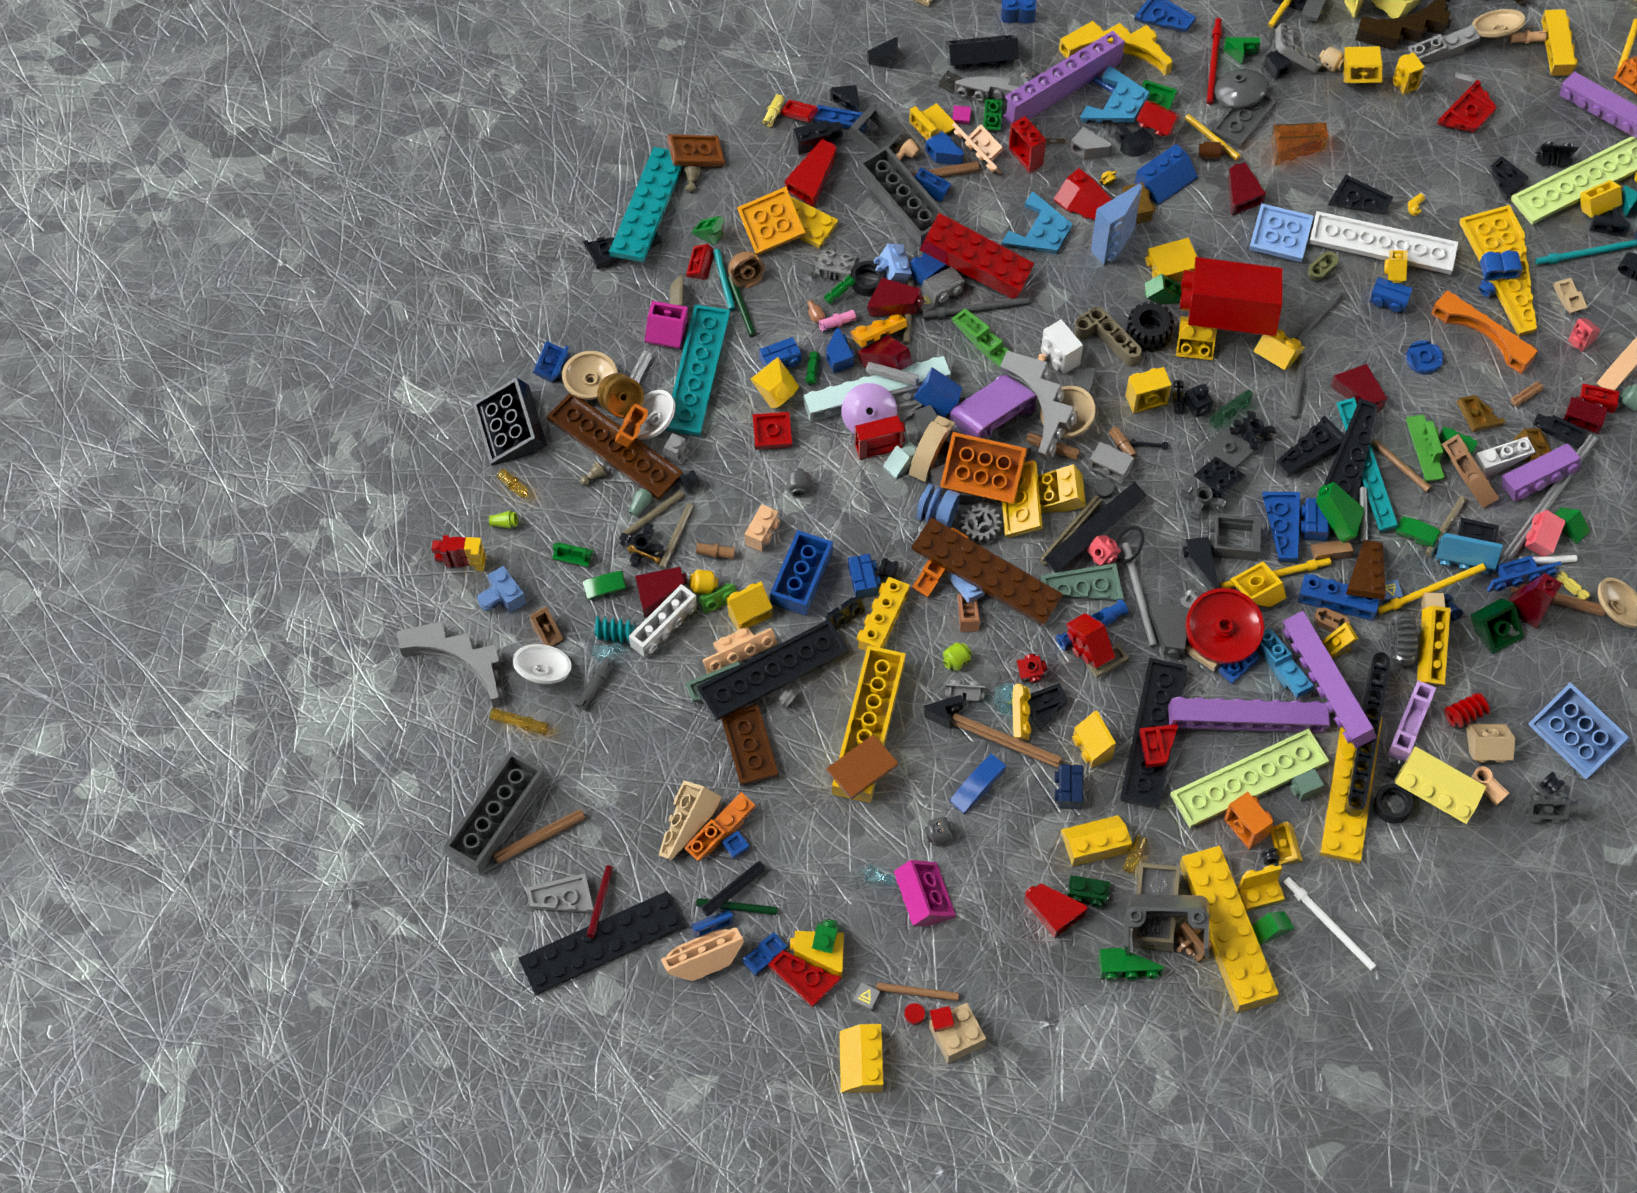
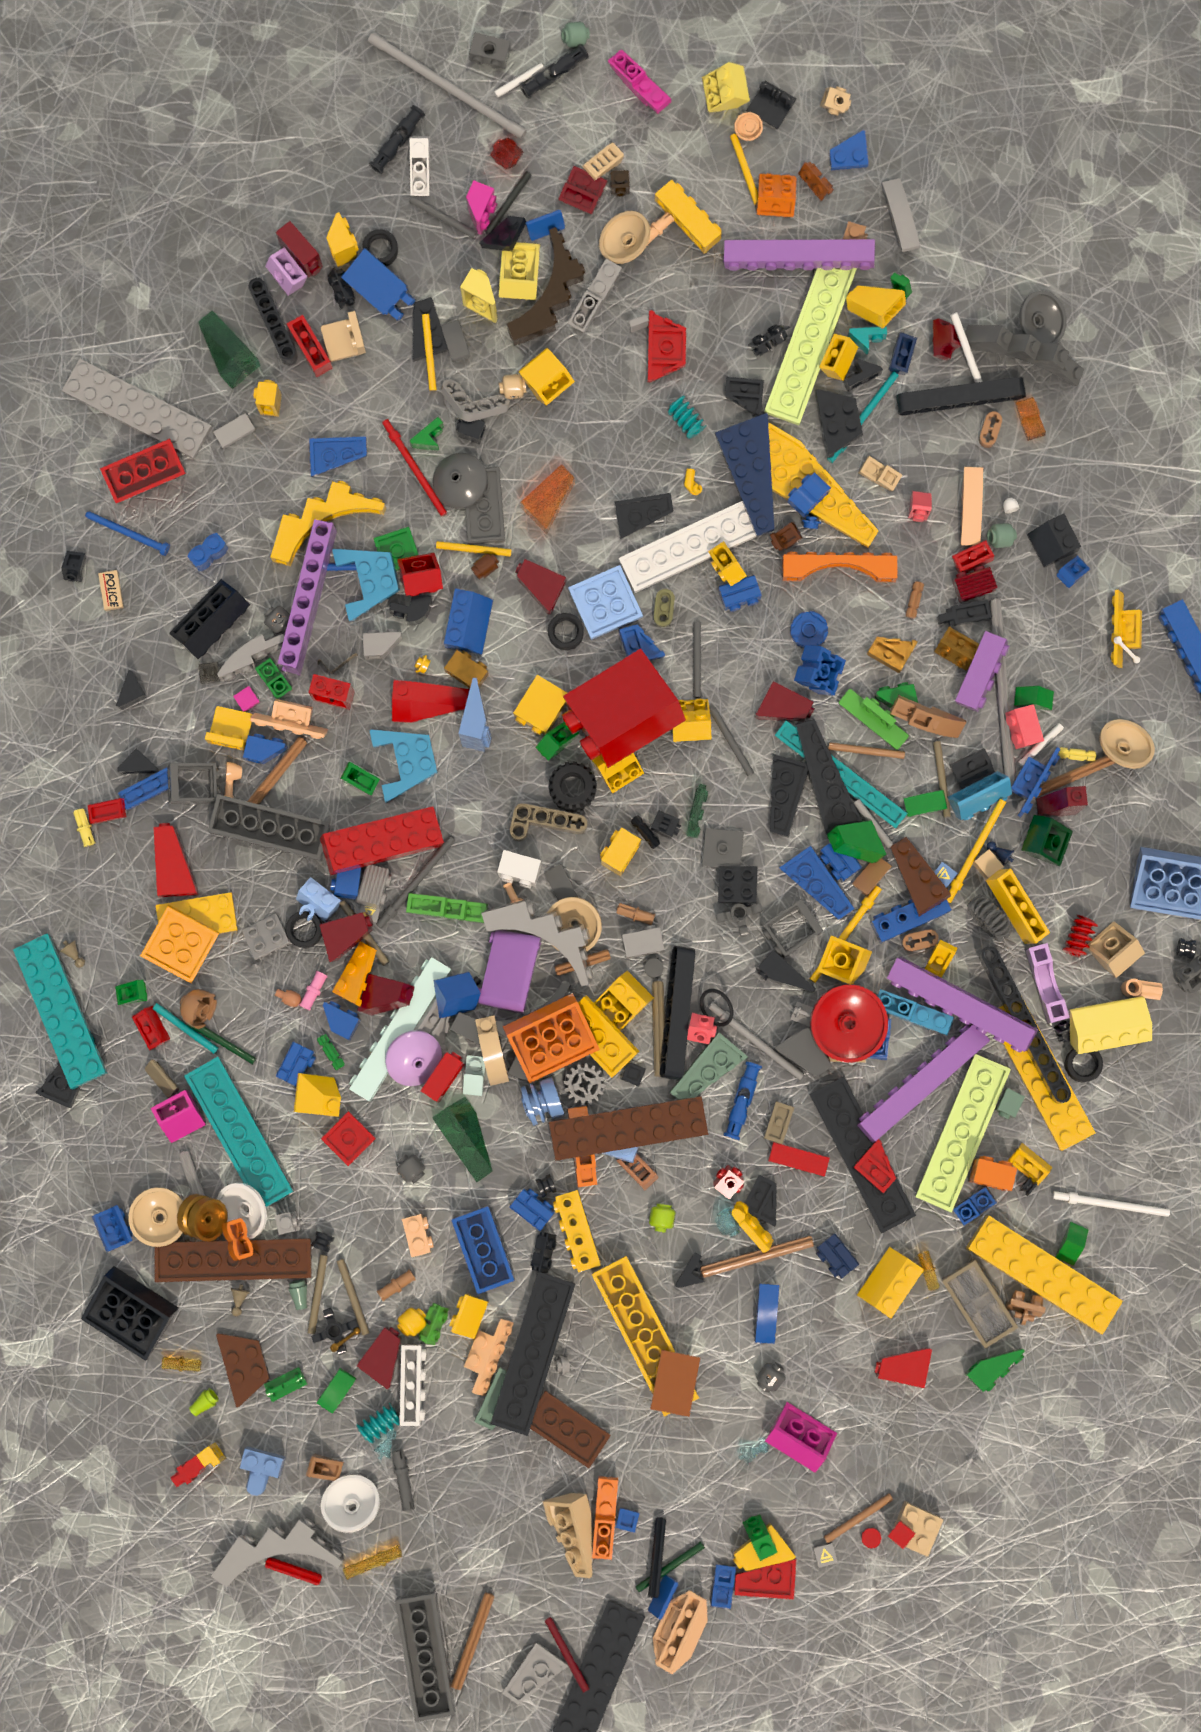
camera: 40 degrees left, 20 degrees up
(456, 681) = (293, 1571): none -> red axle
(554, 520) = (243, 1365): none -> reddish brown wing
(695, 150) = (54, 925): dark orange tile -> none
(808, 136) = (142, 826): black hinge -> none
(839, 289) = (291, 961): green axle -> none
(860, 487) = (463, 1132): none -> clear green wedge
(861, 1059) = (863, 1608): yellow slope -> none
(892, 373) = (406, 1011): light grey axle -> none
(934, 185) = (280, 792): blue slope -> none
(973, 690) = (683, 1245): light grey hinge -> none
(996, 211) = (359, 778): none -> green slope
(1023, 547) = (633, 1074): none -> black tile
(1089, 891) = (917, 1330): dark green bracket -> none
(1090, 640) = (757, 1125): red brick -> none
(1094, 740) = (825, 1204): yellow slope -> none
(1100, 699) = (798, 1159): none -> red tile
(1157, 905) = (994, 1306): dark grey windscreen -> none
(1164, 445) = (669, 886): black hinge -> none
(1208, 837) = (974, 1206): none -> blue slope
(1234, 219) = (565, 645): none -> black tyre
(1252, 430) = (730, 824): black pin -> none
(1261, 888) = (1043, 1221): yellow bracket -> none
(1288, 277) = (635, 639): none -> blue wing
(1408, 73) = (589, 354): yellow brick -> none
(1410, 380) = (819, 670): none -> blue brick
(1447, 160) = (686, 418): none -> teal piece
(1459, 285) = (786, 537): none -> reddish brown bracket
(1470, 219) = (749, 462): none -> dark blue wing
(1504, 456) = (942, 679): white slope -> none
(1566, 239) = (839, 420): none -> black wing

